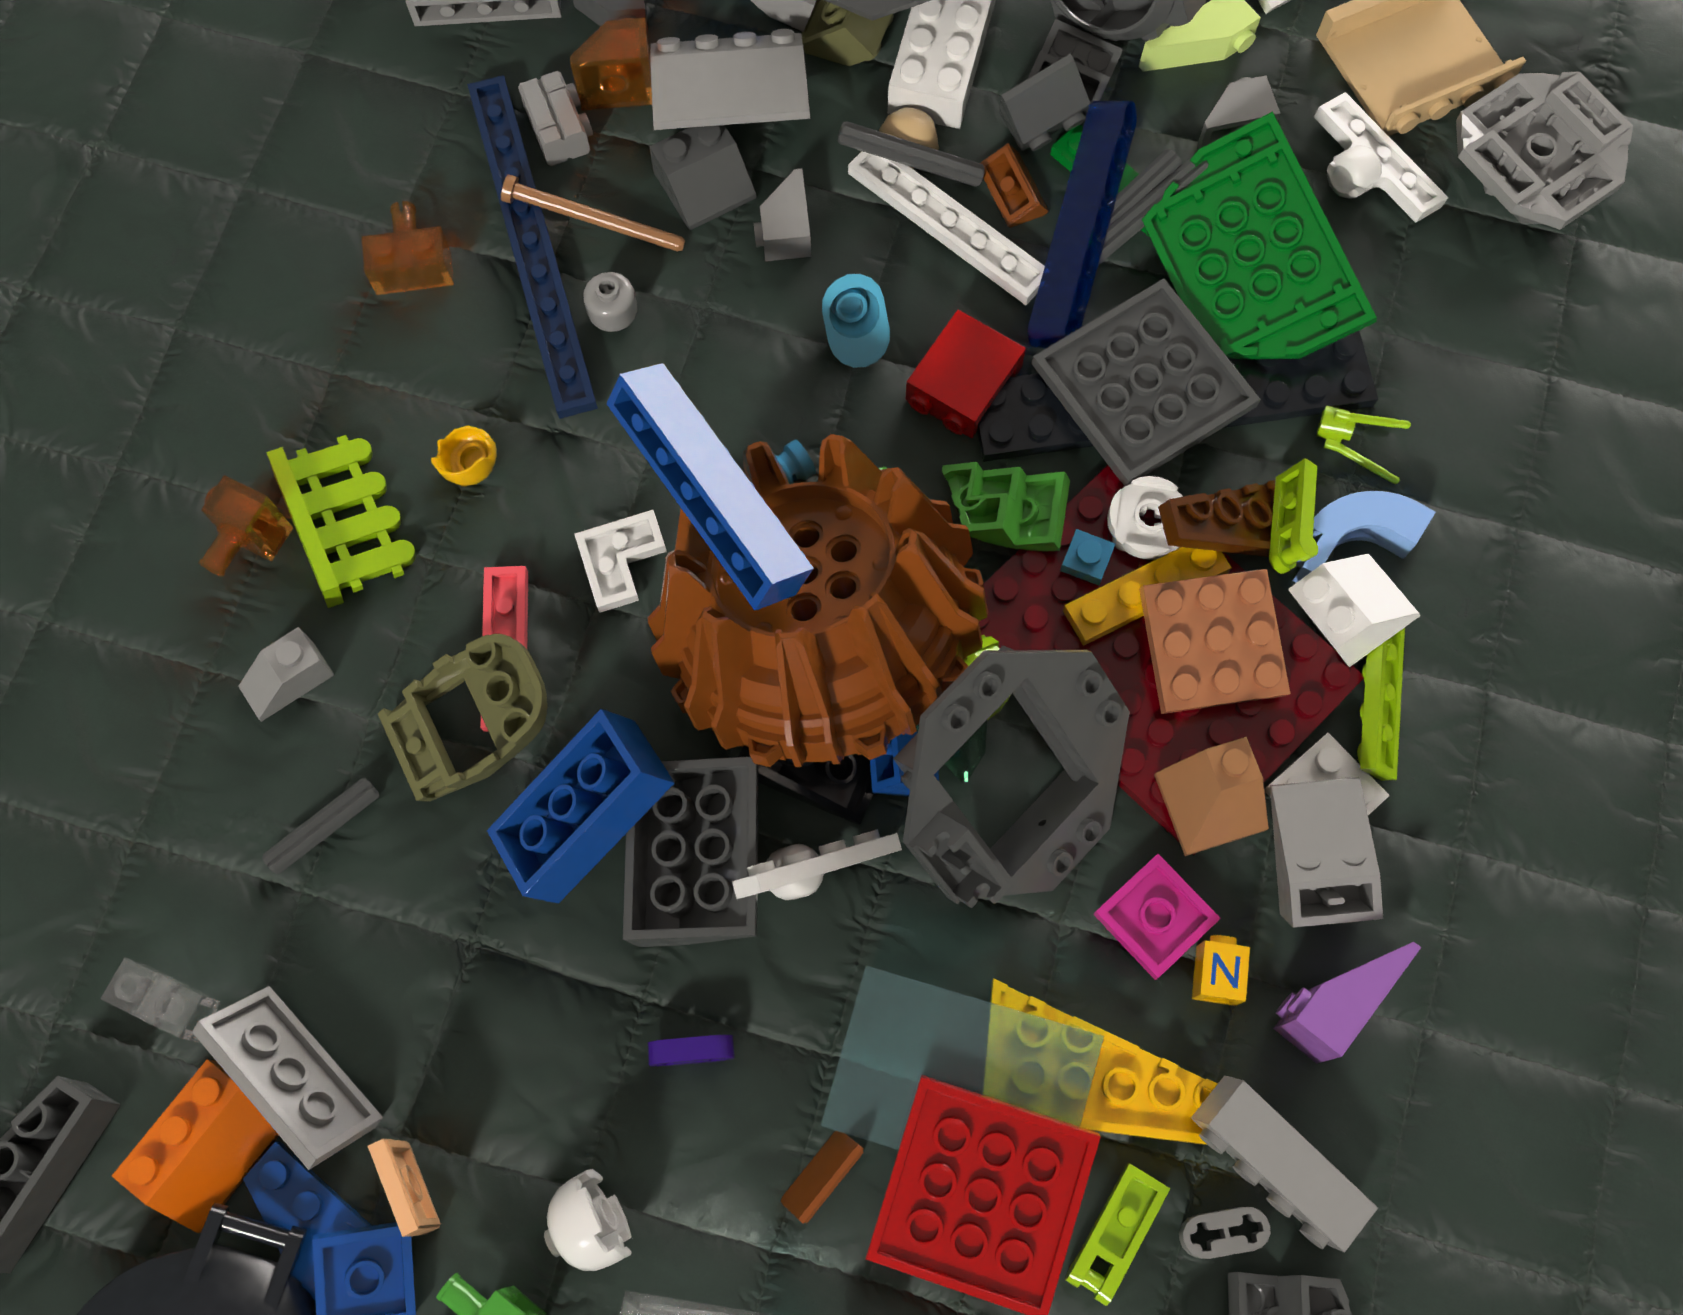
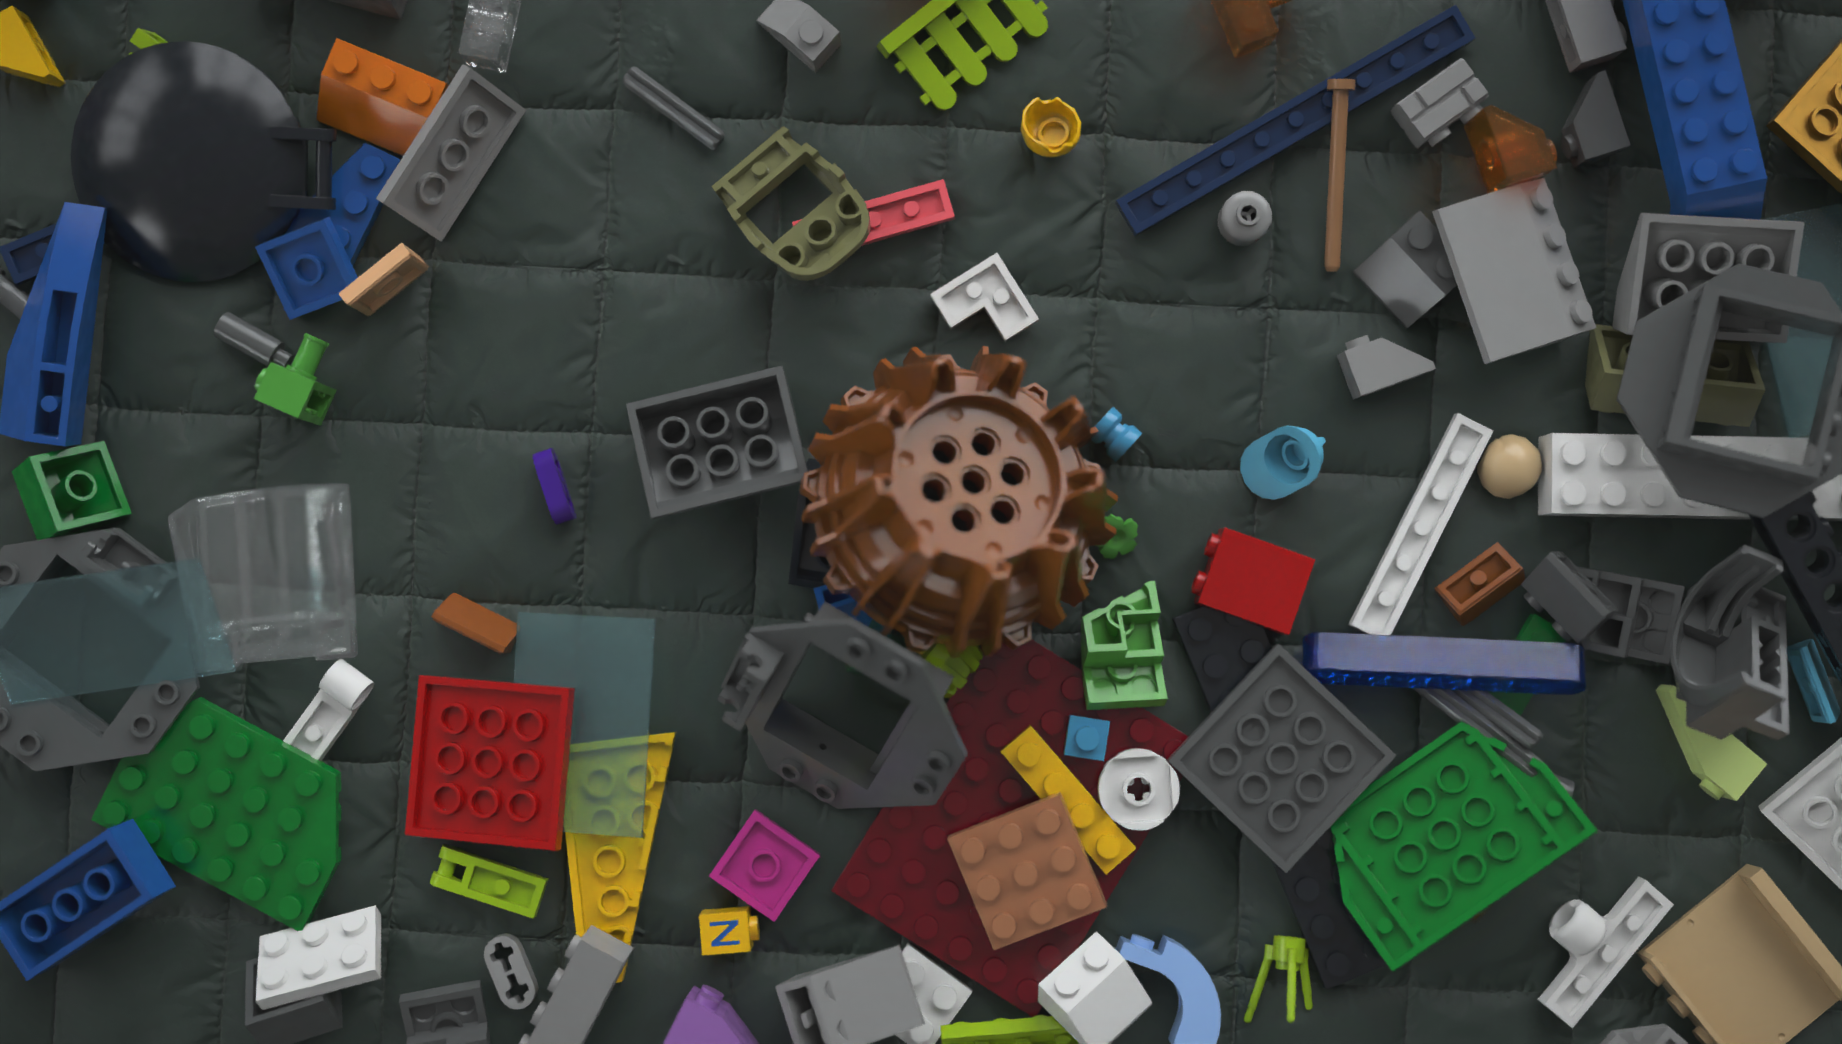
camera: 75 degrees right, 15 degrees up
(579, 807) = (730, 335): blue brick -> none
(586, 1224) = (391, 439): white cylinder -> none
(709, 486) = (1020, 374): brick -> none
(799, 870) = (726, 544): white plate -> none
(911, 154) = (1482, 473): dark grey axle -> none
(1215, 796) = (878, 896): medium nougat slope -> none
(1222, 521) = (1152, 869): reddish brown wing -> none
(1238, 106) = (1621, 801): light grey slope -> none
(1293, 517) = (1172, 925): lime plate -> none

